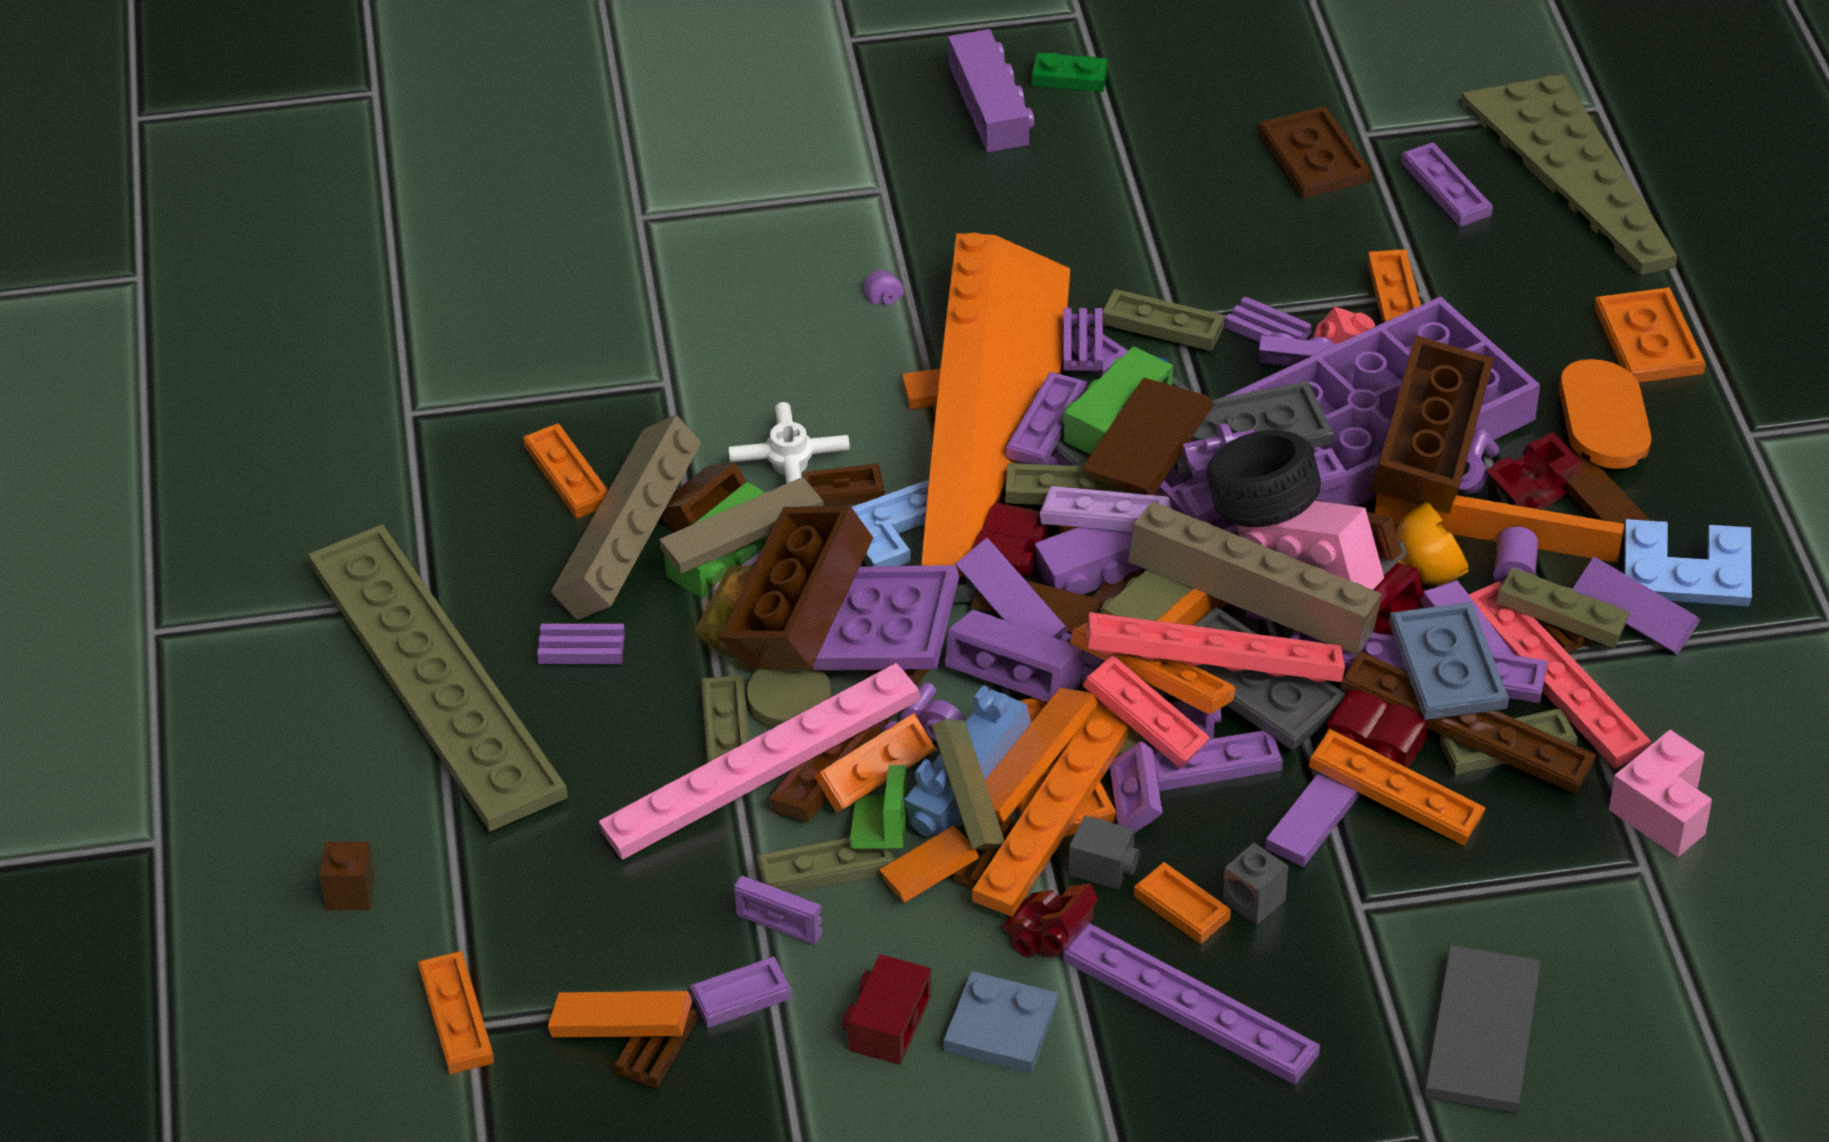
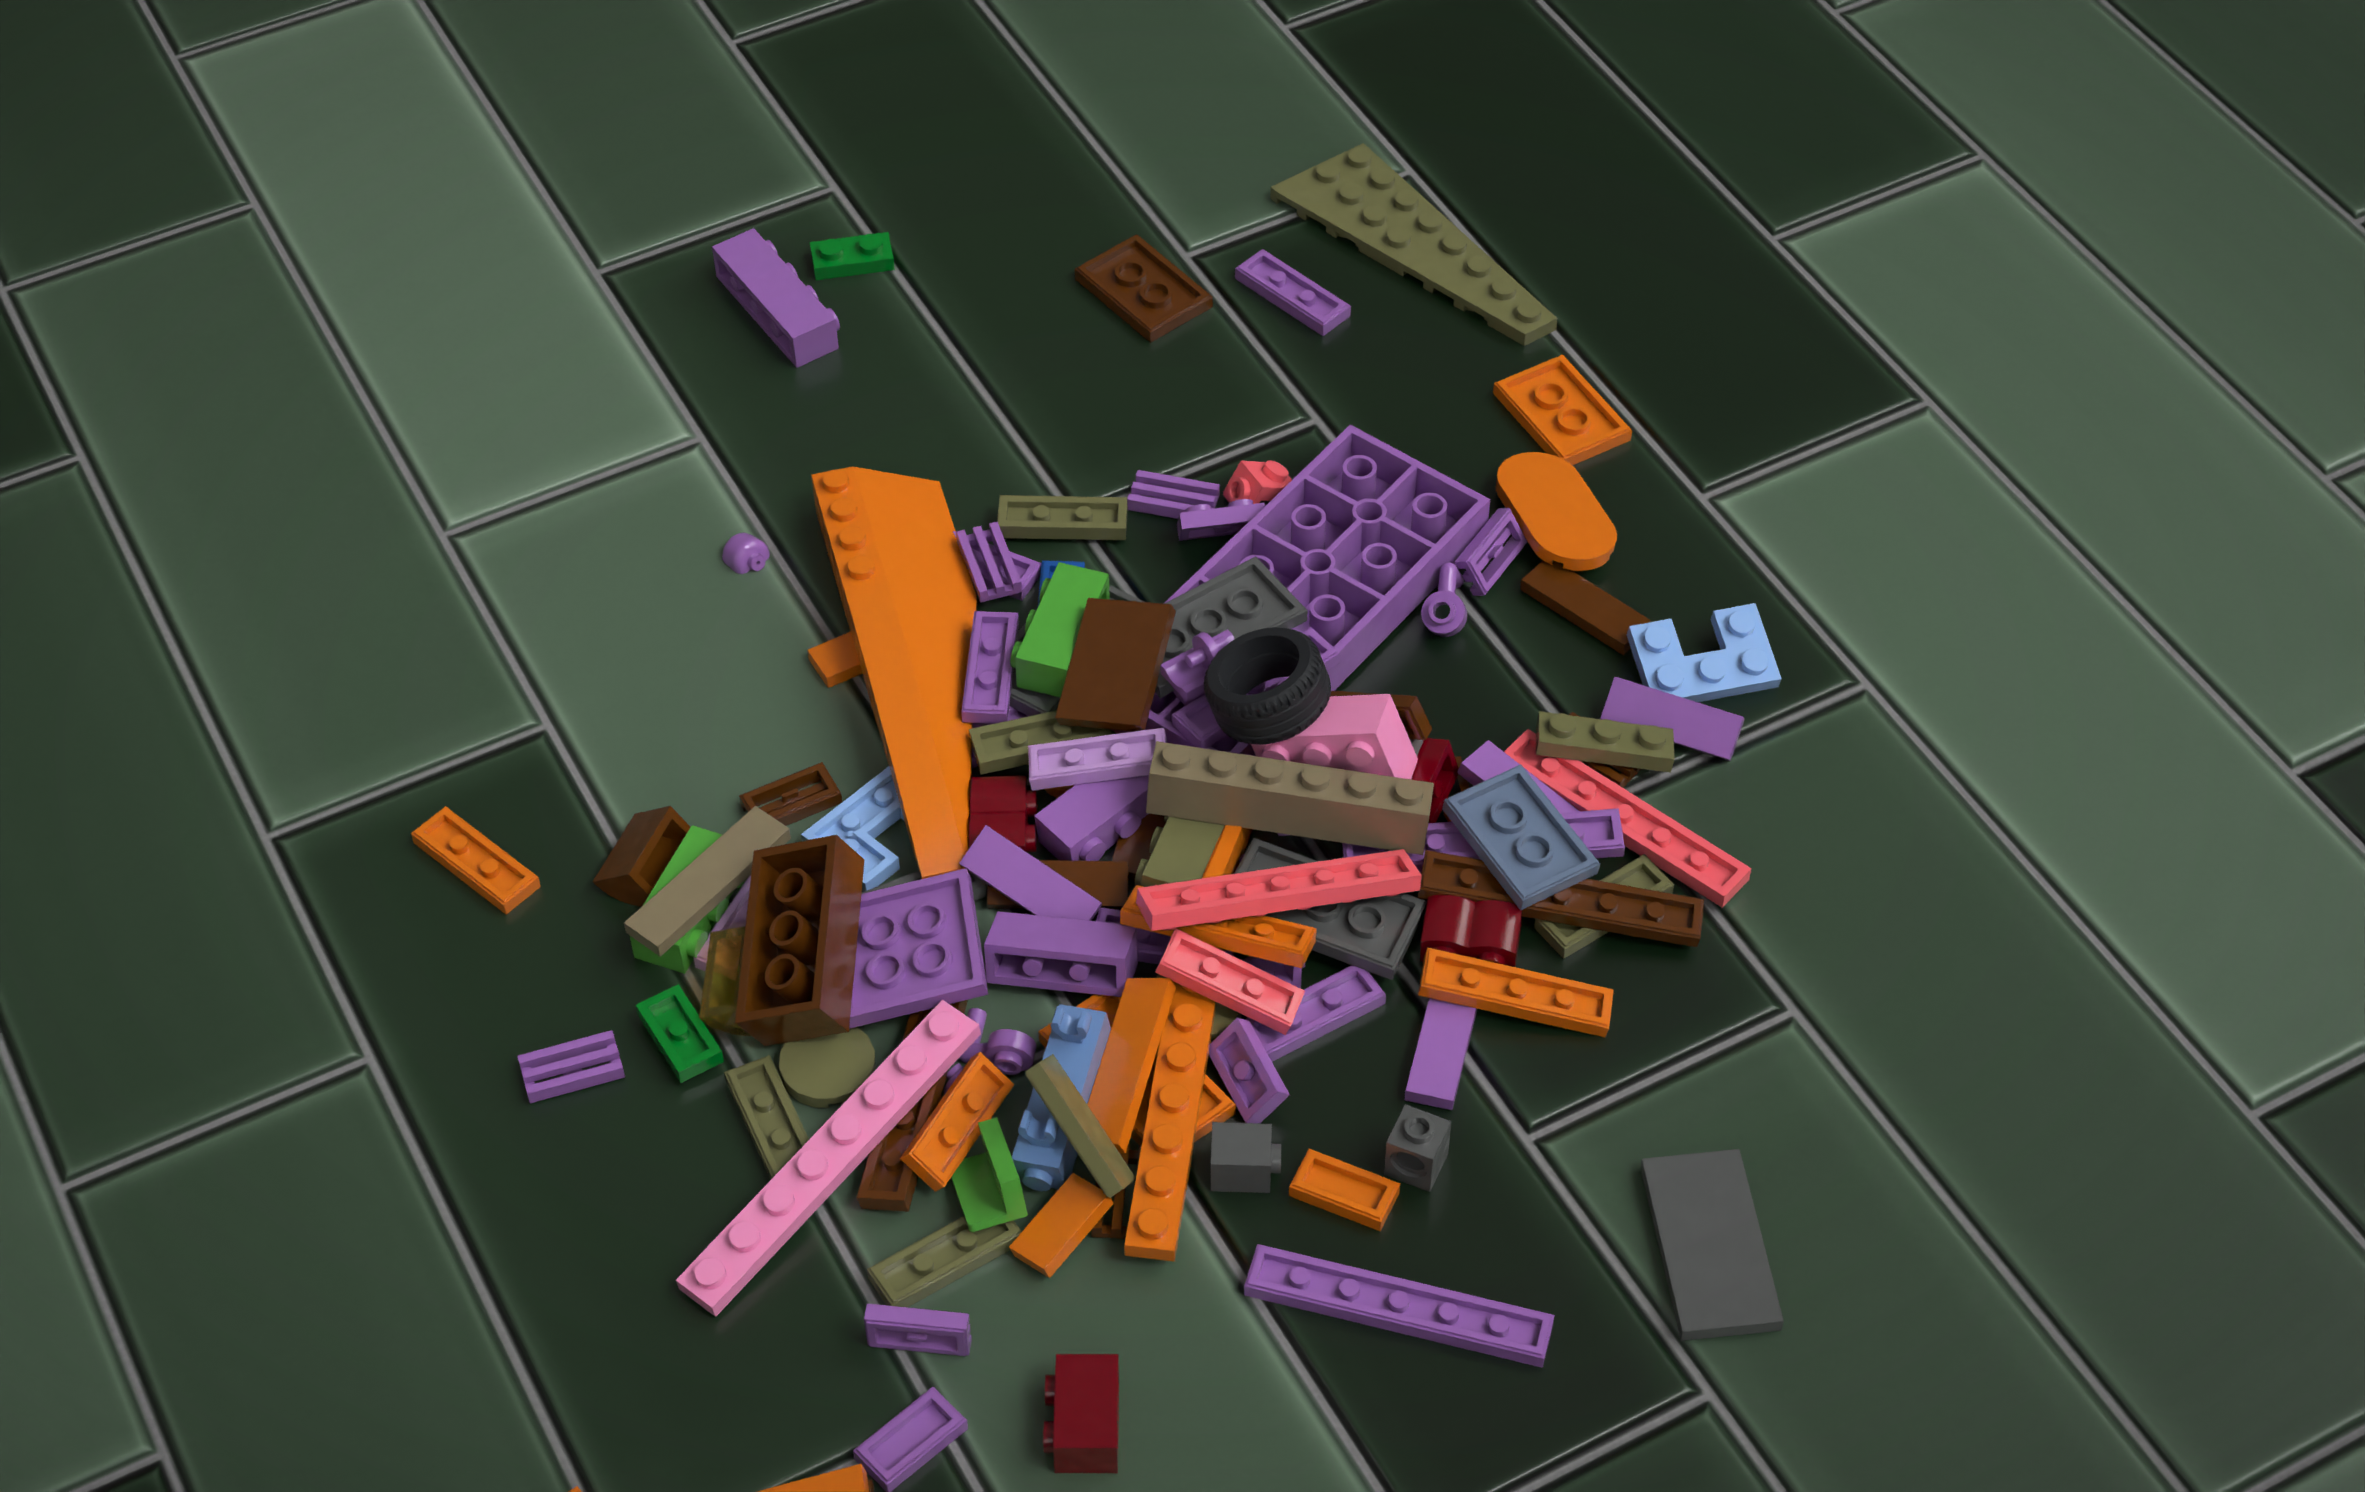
camera: 20 degrees left, 5 degrees up
(347, 875) = (411, 1433): reddish brown brick -> none
(438, 678) = (423, 1155): olive plate -> none
(626, 518) = (570, 904): dark tan brick -> none
(677, 640) = (679, 1033): none -> green plate
(788, 446) = (717, 770): white bar -> none
(1001, 1022) = (1208, 1389): sand blue plate -> none
(1050, 922) = (1219, 1257): dark red cylinder -> none
(1392, 283) = (1288, 422): orange plate -> none
(1430, 547) = (1448, 708): light orange cylinder -> none
(1432, 424) = (1408, 575): reddish brown brick -> none
(1487, 519) = (1499, 661): orange tile -> none
(1505, 430) = (1489, 545): none -> medium lavender tile
(1516, 549) = (1531, 692): medium lavender brick -> none
(1538, 475) = (1518, 595): dark red cylinder -> none
(1661, 794) = (1782, 929): bright pink brick -> none

